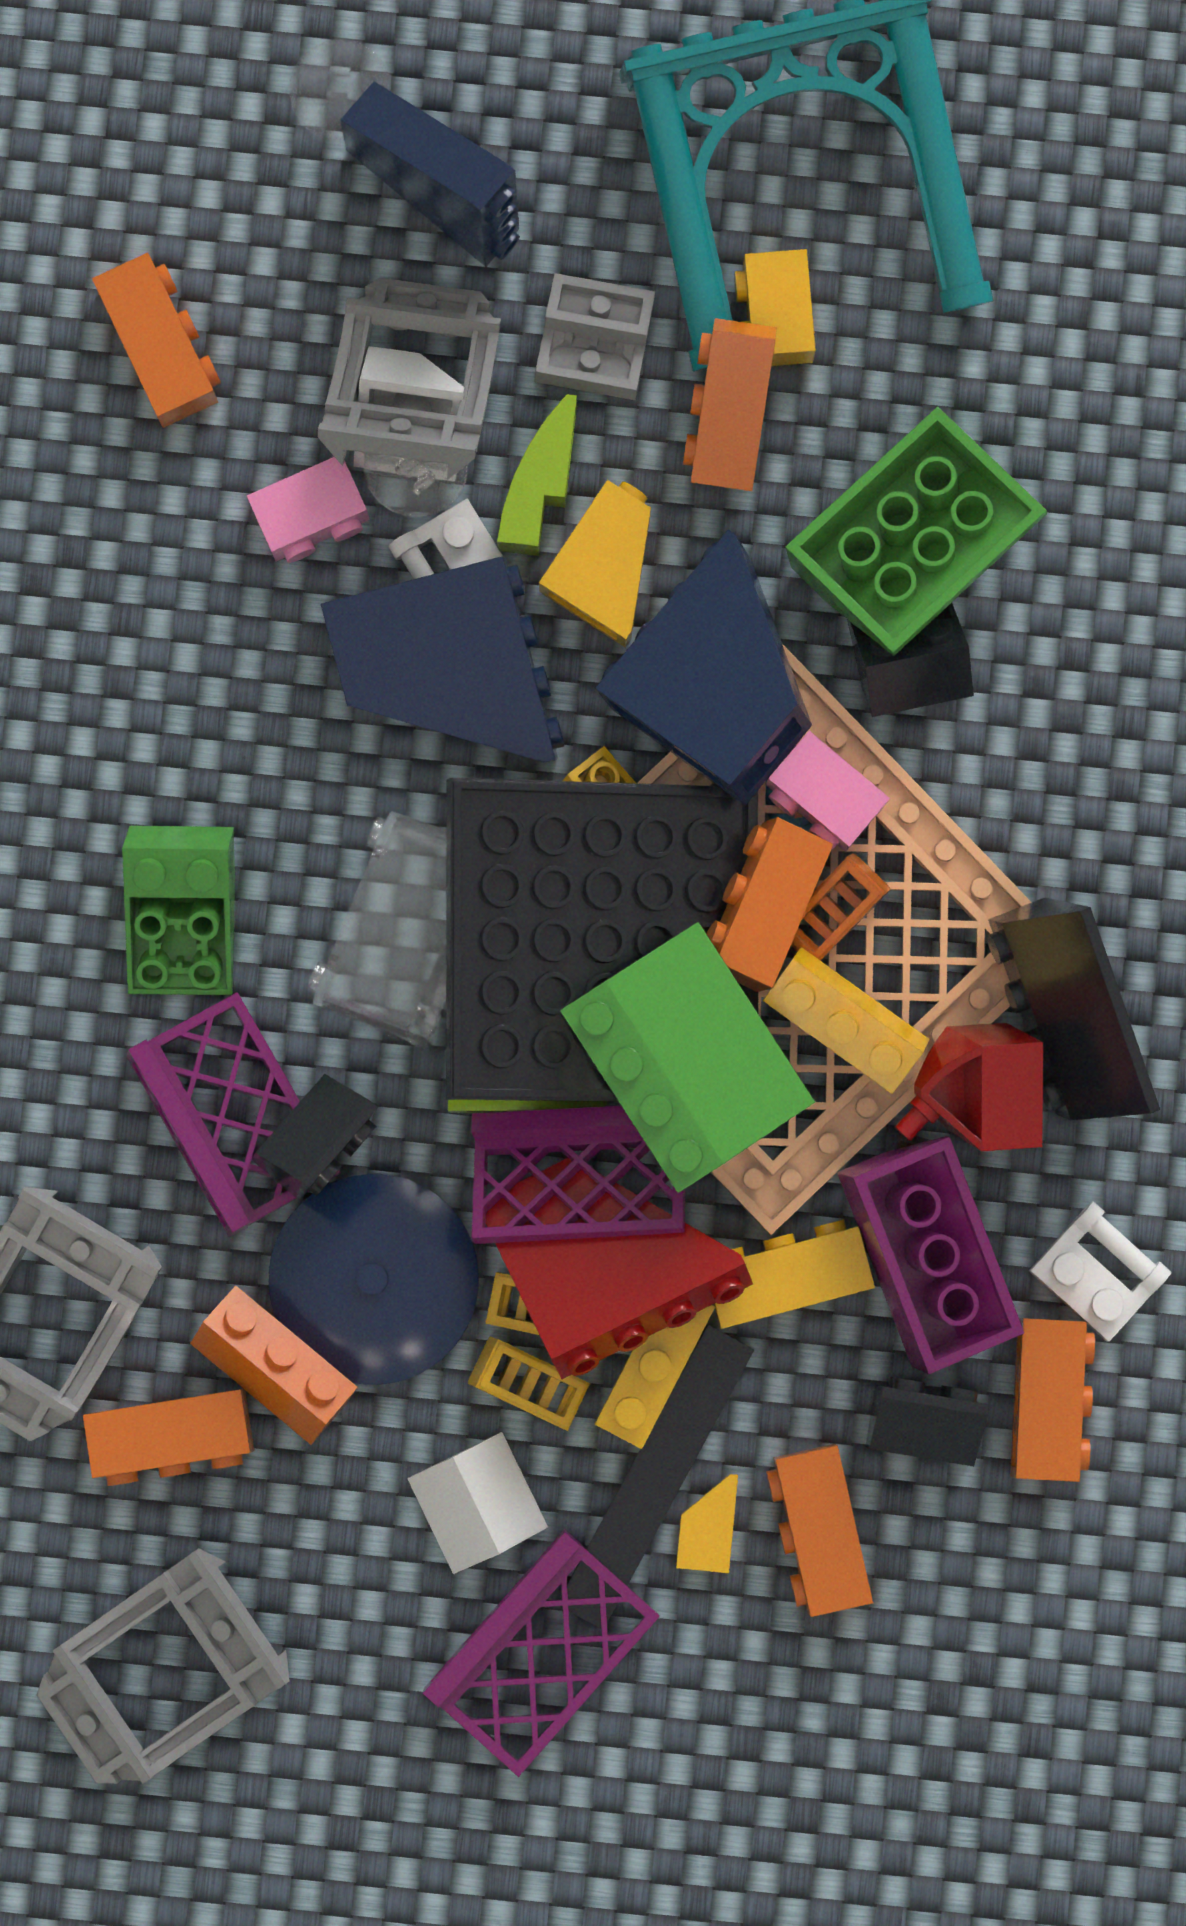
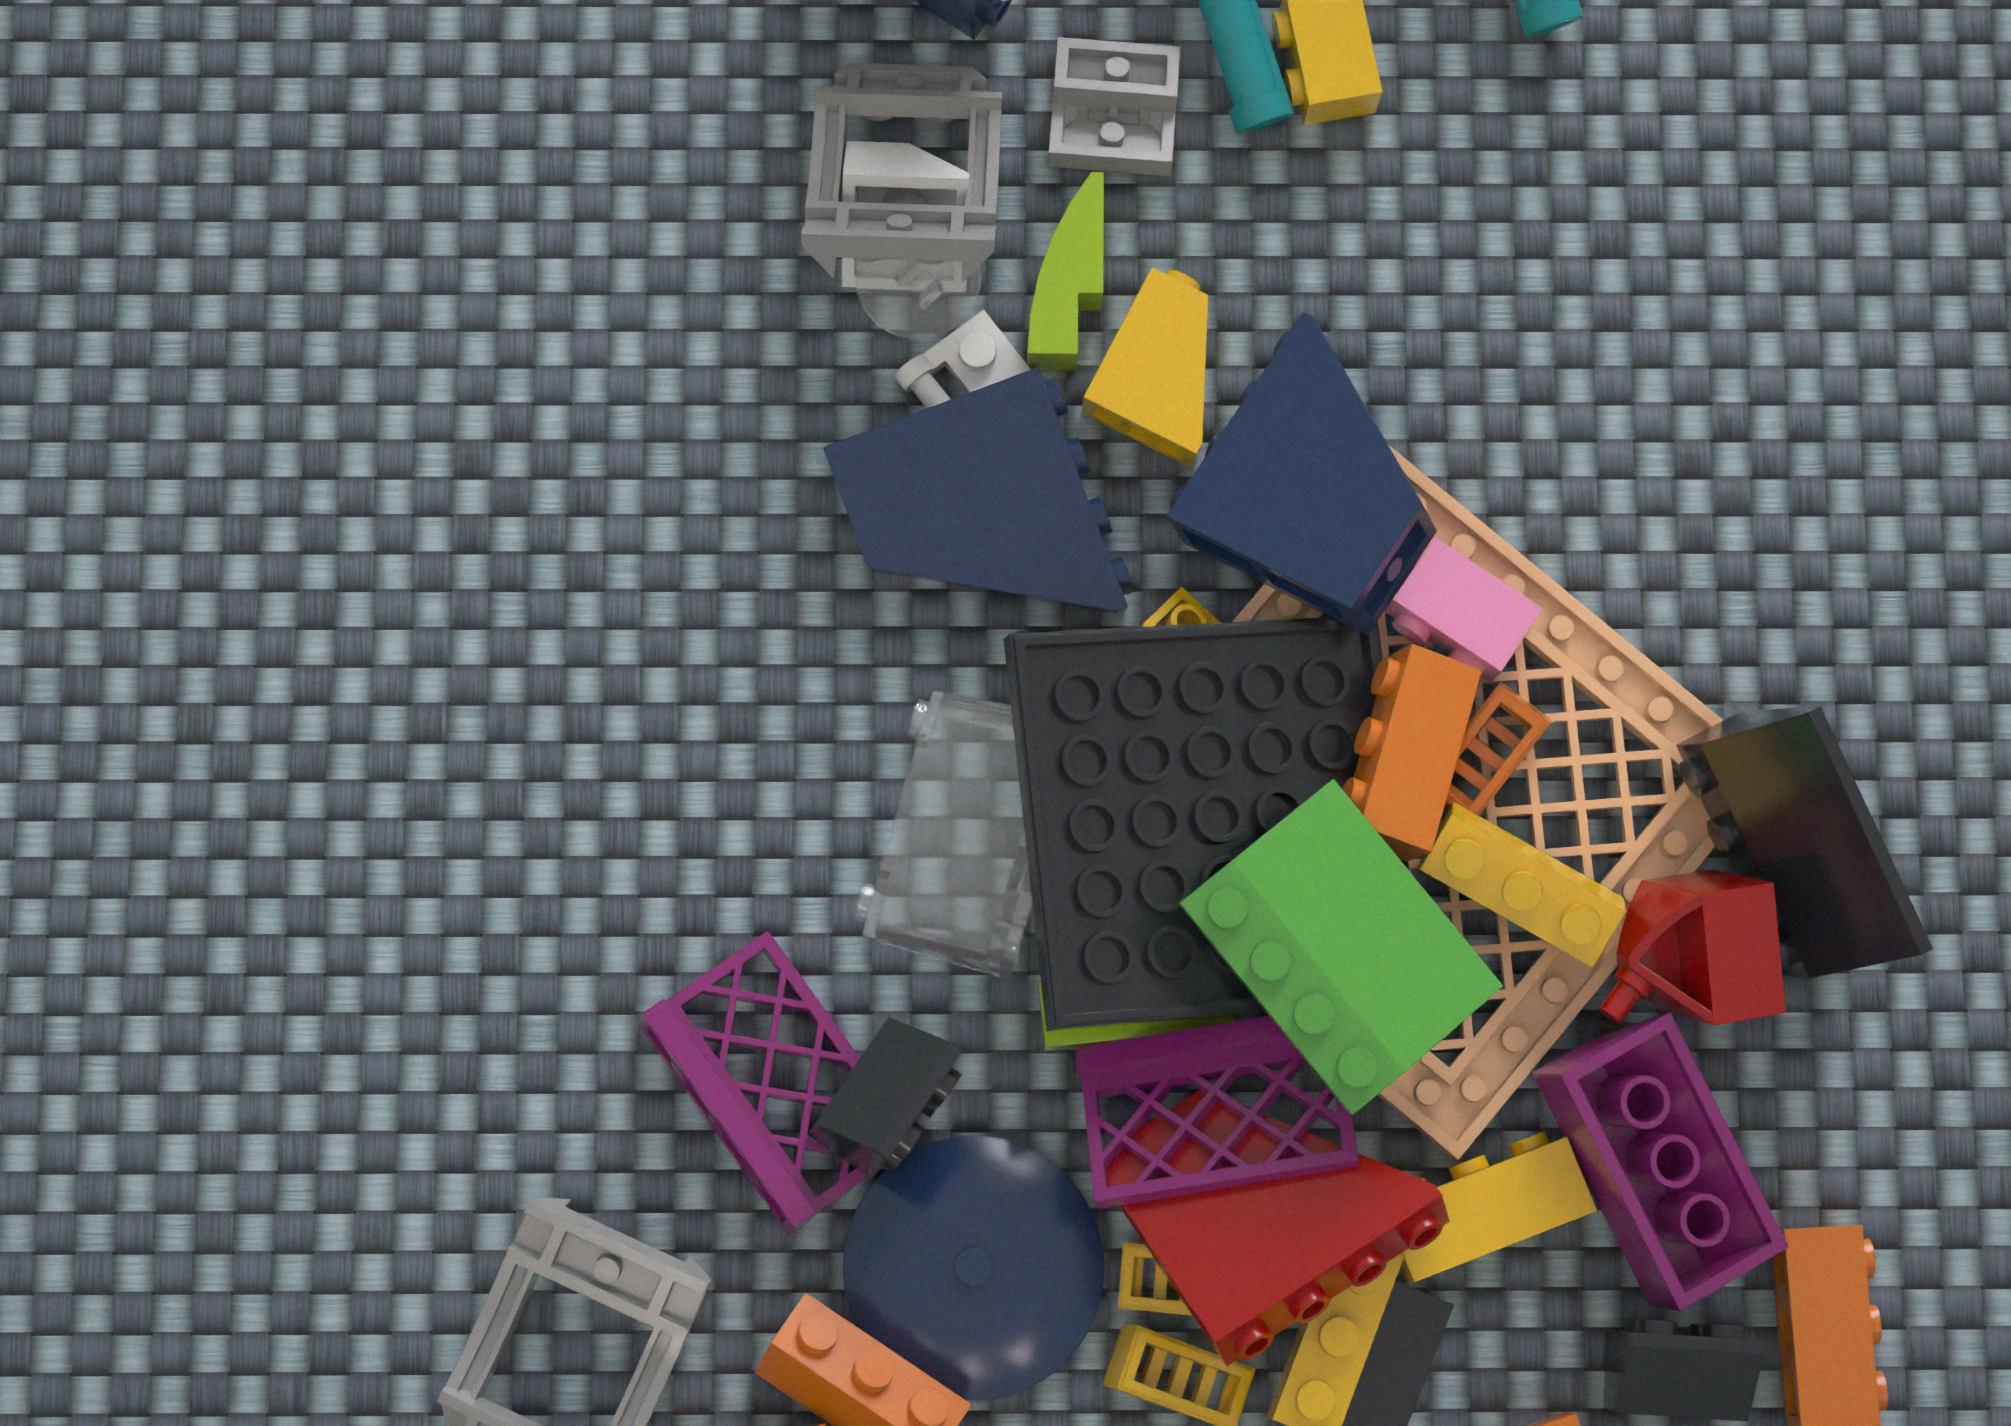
camera: 10 degrees left, 5 degrees down
(158, 338) = (592, 158): orange brick -> none
(179, 909) = (686, 838): bright green slope -> none
(309, 509) = (795, 340): bright pink piece -> none
(730, 404) = (1290, 163): orange brick -> none
(913, 532) = (1527, 292): bright green slope -> none
(923, 673) = (1538, 437): black slope -> none
(1087, 1285) = (1851, 1180): white plate -> none

